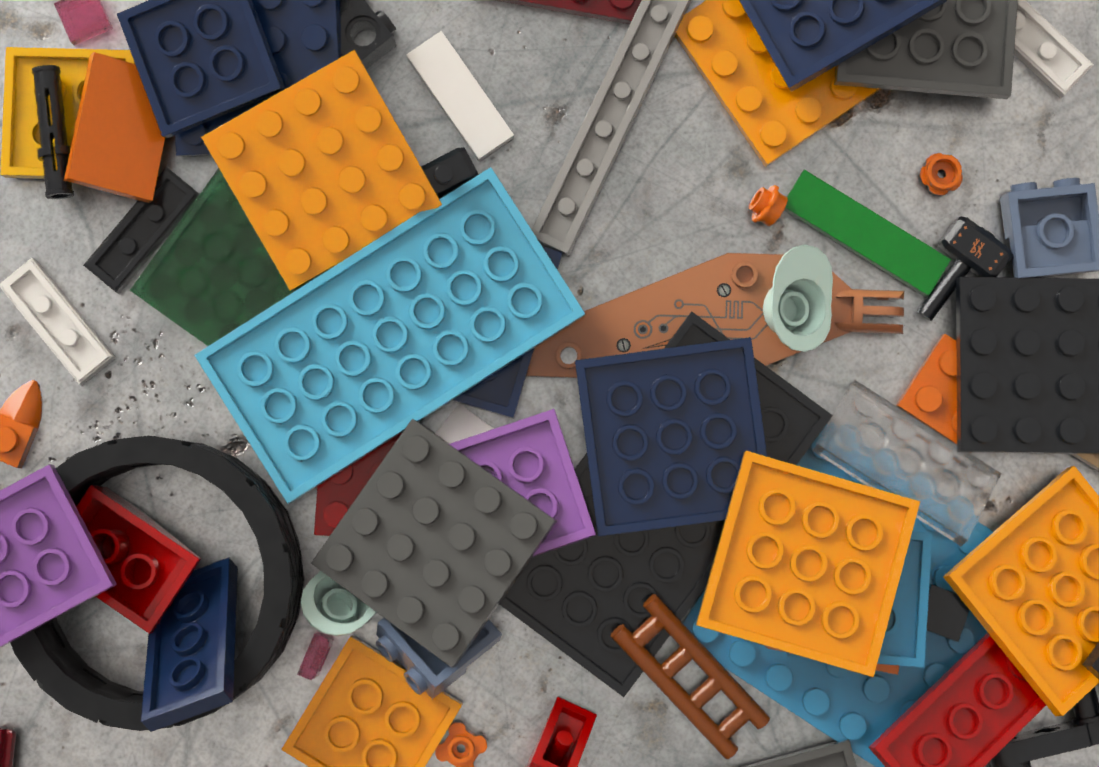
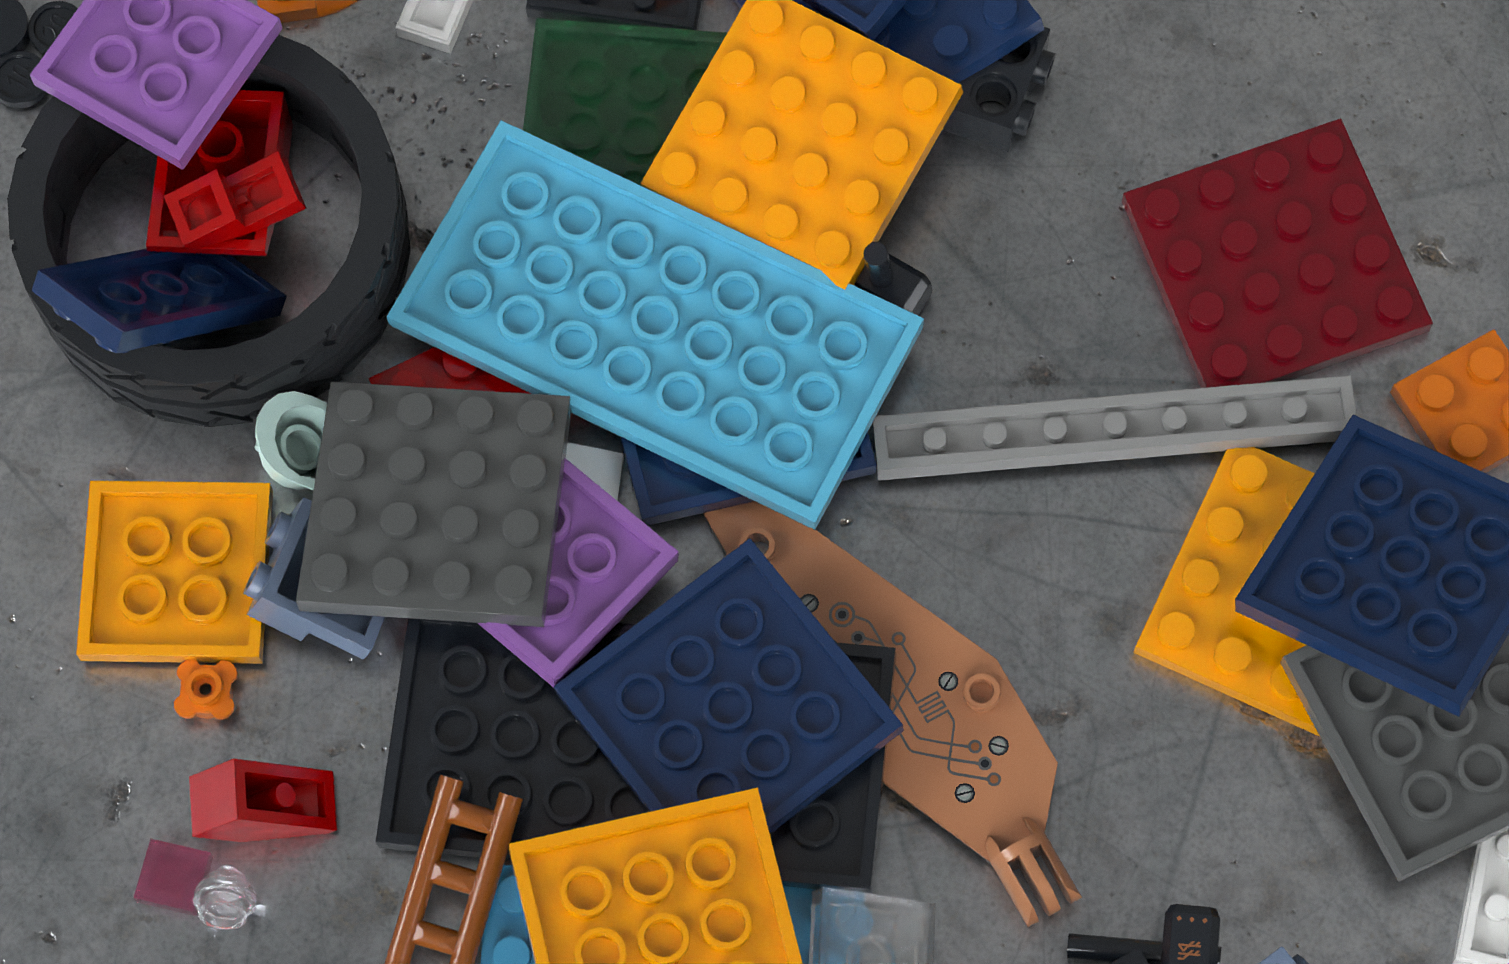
camera: 60 degrees right, 15 degrees down
(156, 560) = (234, 205): none -> red slope
(316, 655) = (225, 458): clear pink tile -> none
(460, 96) = (992, 252): white tile -> none
(767, 205) = (1085, 673): orange plate -> none
(800, 298) = (989, 761): light aqua piece -> none
(866, 233) = (1126, 815): green tile -> none
(952, 170) = (1263, 849): orange plate -> none

